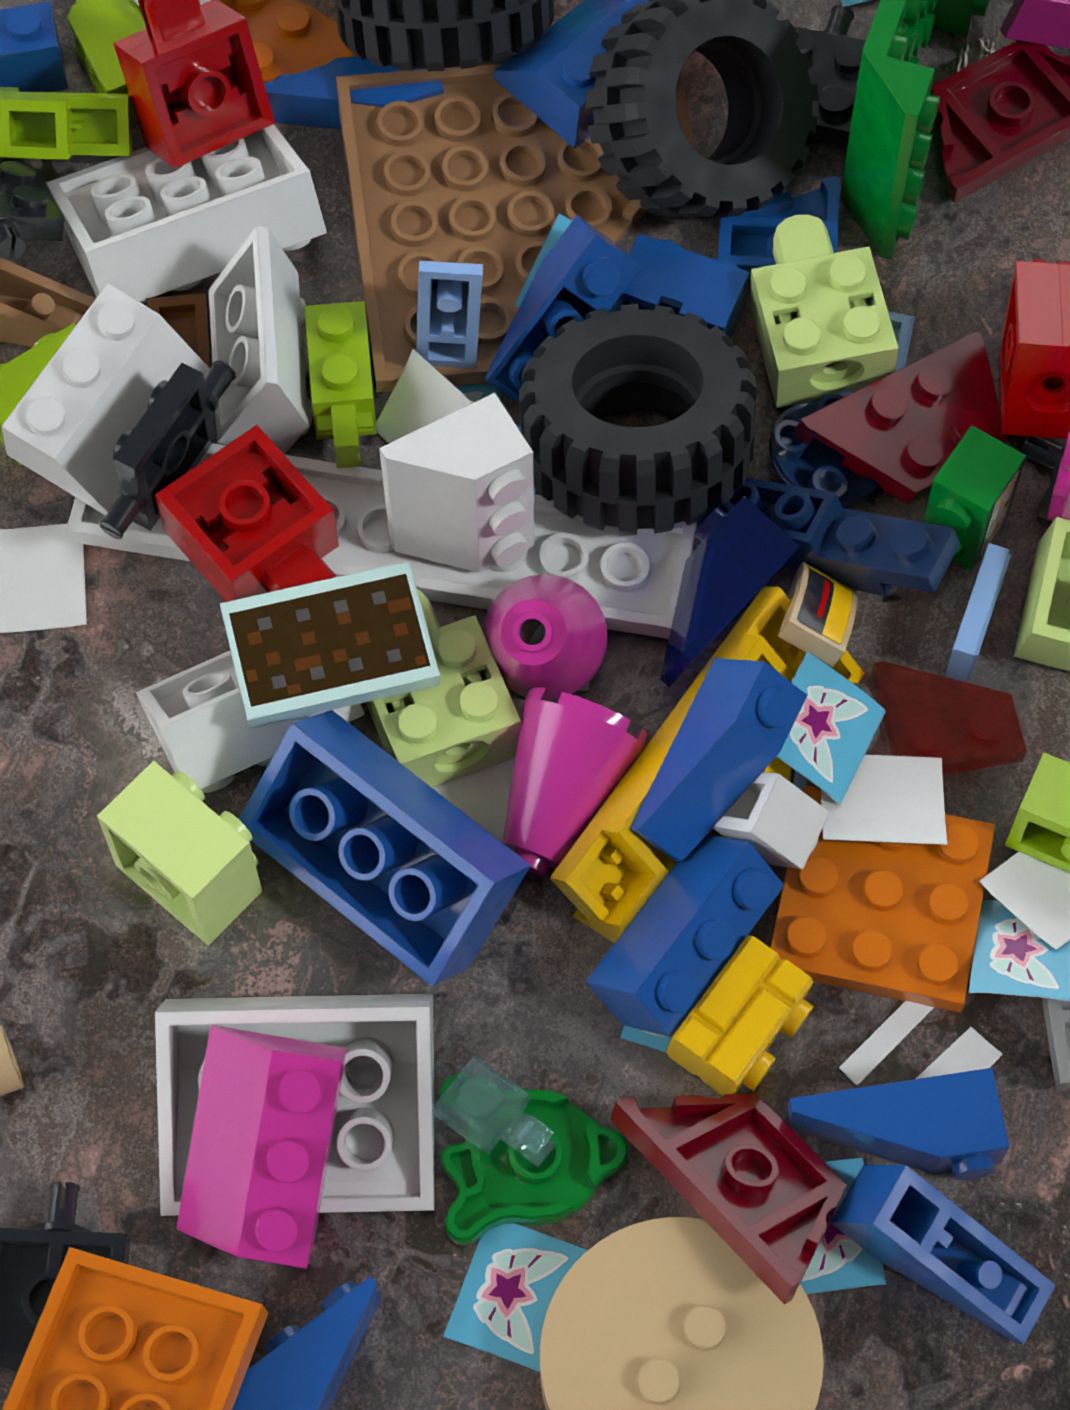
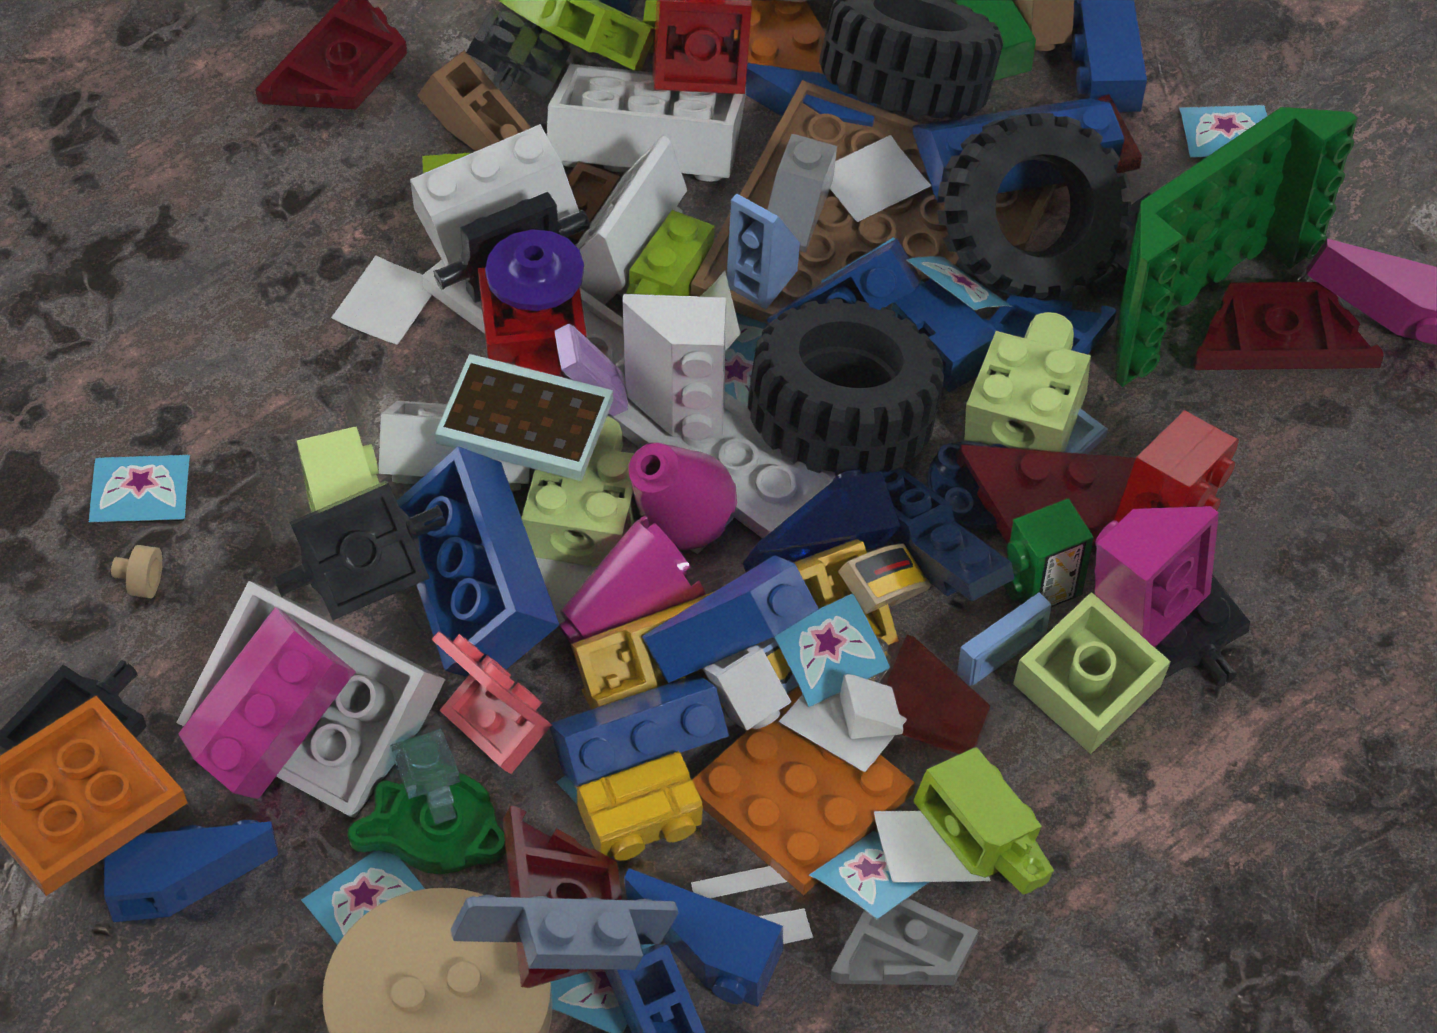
camera: 30 degrees right, 10 degrees down
(237, 487) = (534, 270): none -> dark purple piece
(259, 906) = (359, 550): none -> black plate
(352, 542) = (589, 365): none -> lavender tile
(430, 205) = (802, 185): none -> light grey slope
(489, 155) = (875, 178): none -> white sticker
(515, 1000) = (488, 710): none -> coral bracket
(669, 232) = (957, 282): none -> medium azure sticker
(811, 1221) = (568, 931): none -> sand blue bracket
(904, 771) = (869, 708): none -> white slope

